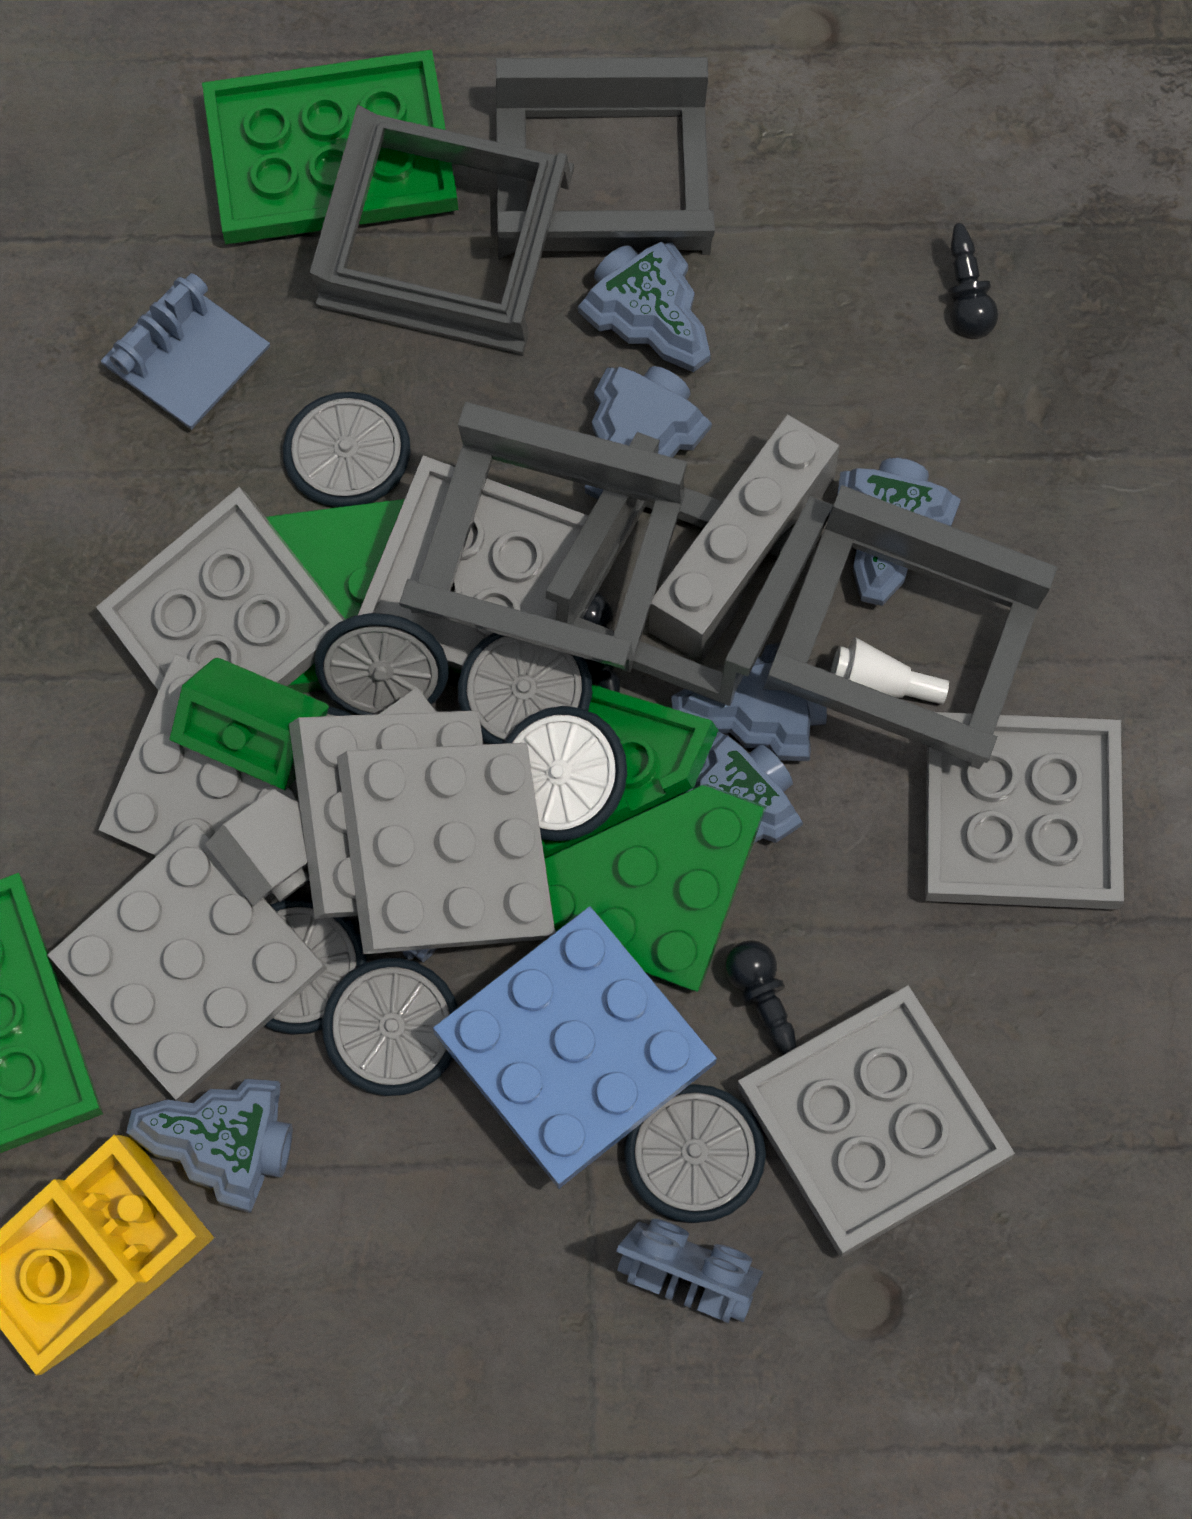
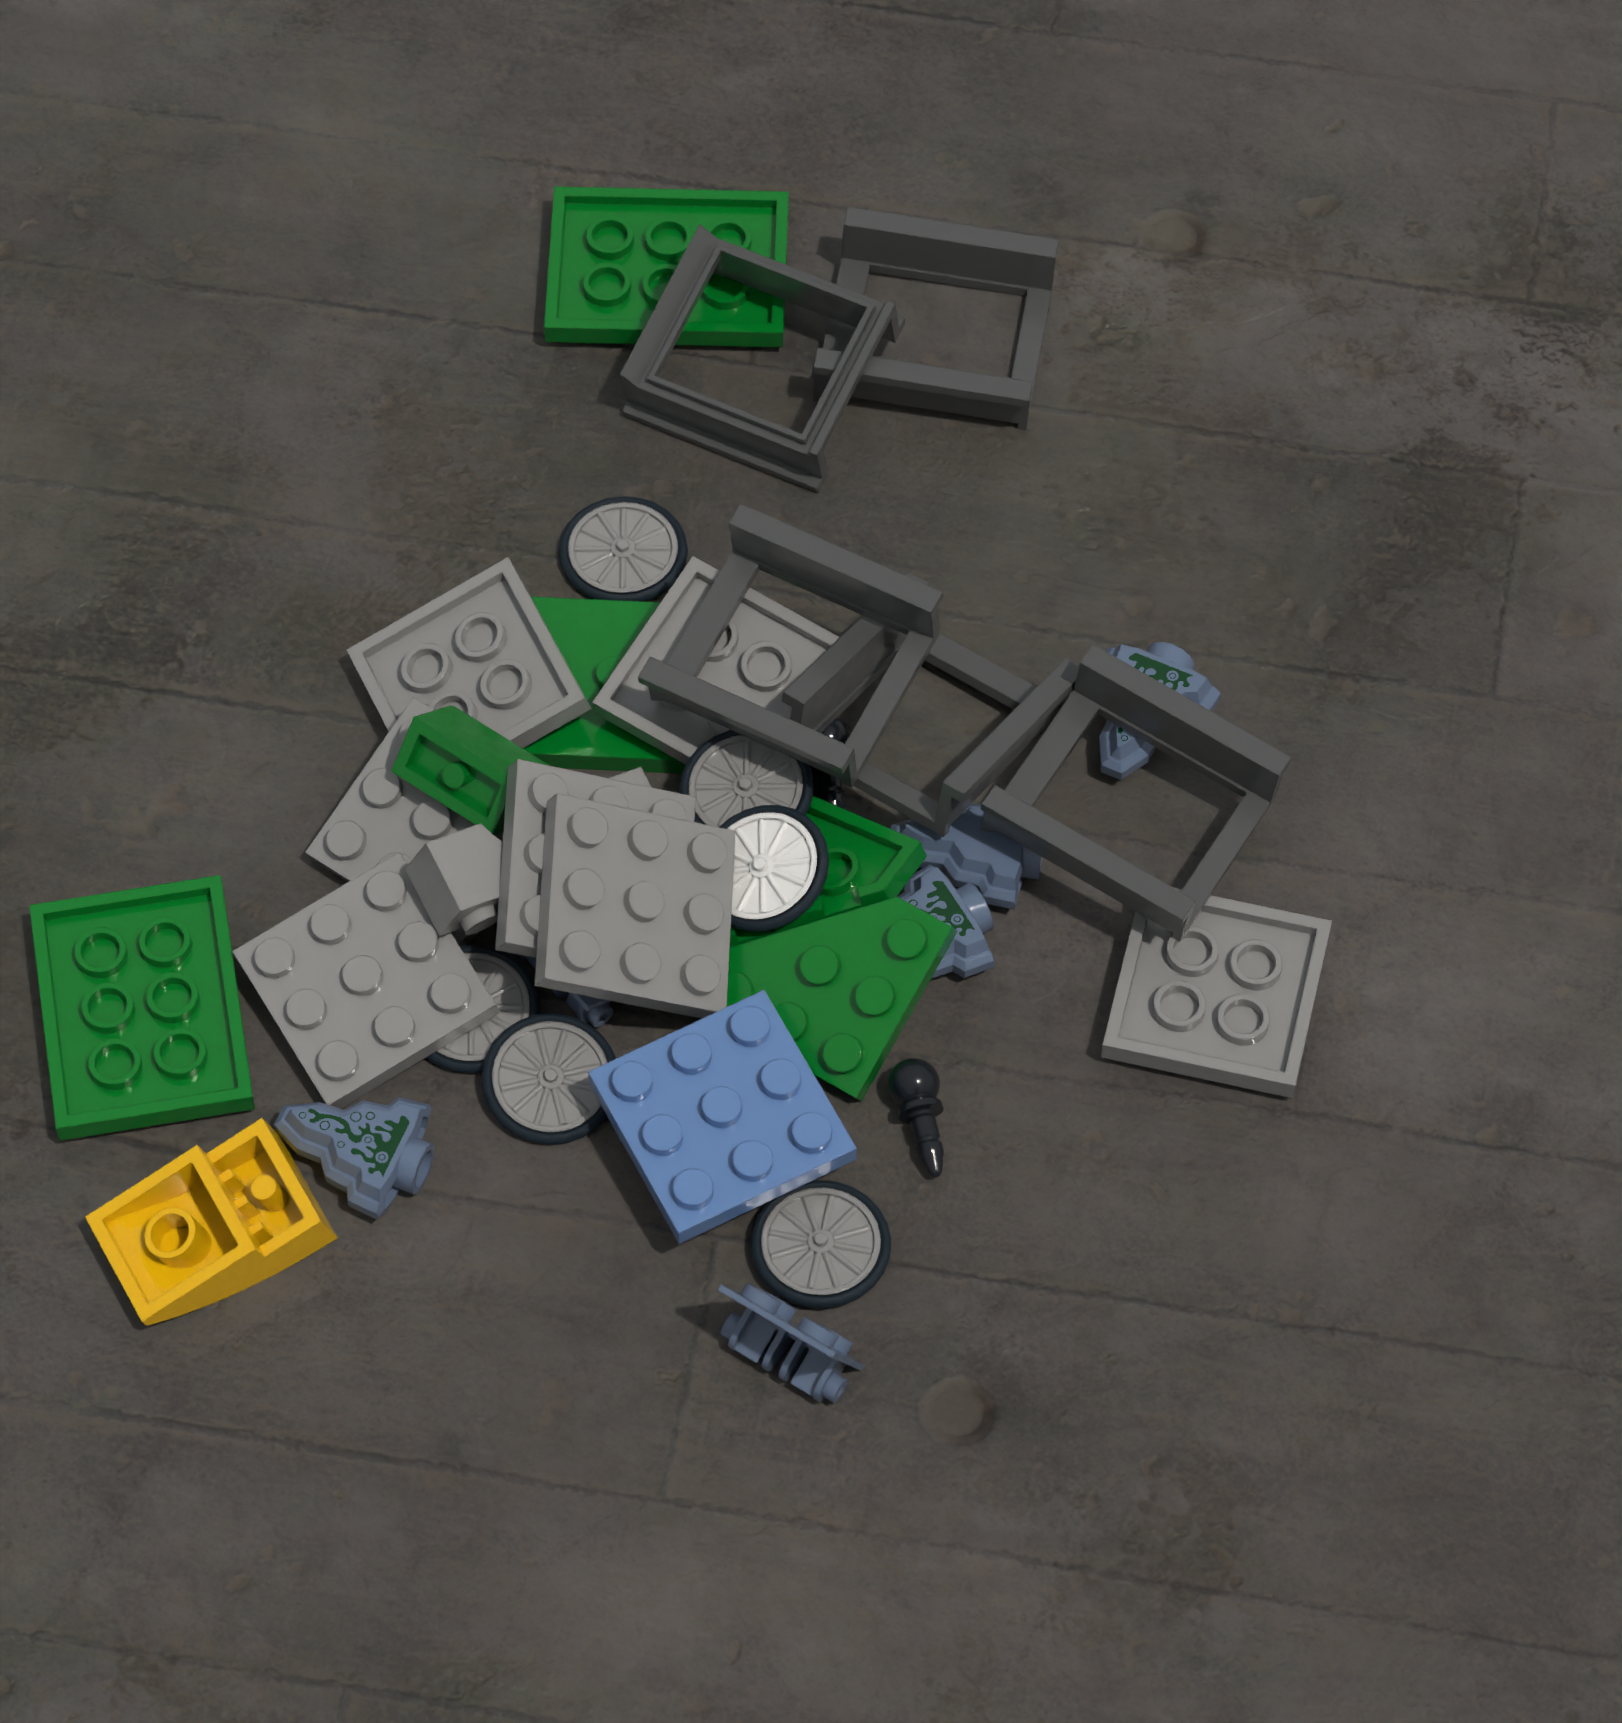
camera: 10 degrees right, 10 degrees down
(185, 352) = (484, 433): sand blue hinge -> none
(379, 660) = (611, 733): light grey wheel -> none
(647, 405) = (935, 554): sand blue rock -> none
(648, 303) = (951, 461): sand blue rock -> none
(715, 571) = (982, 691): light grey arch -> none
(875, 1121) = (1003, 1243): light grey plate -> none
(883, 673) = (1107, 834): white cone -> none
(973, 312) = (1278, 524): black bar -> none

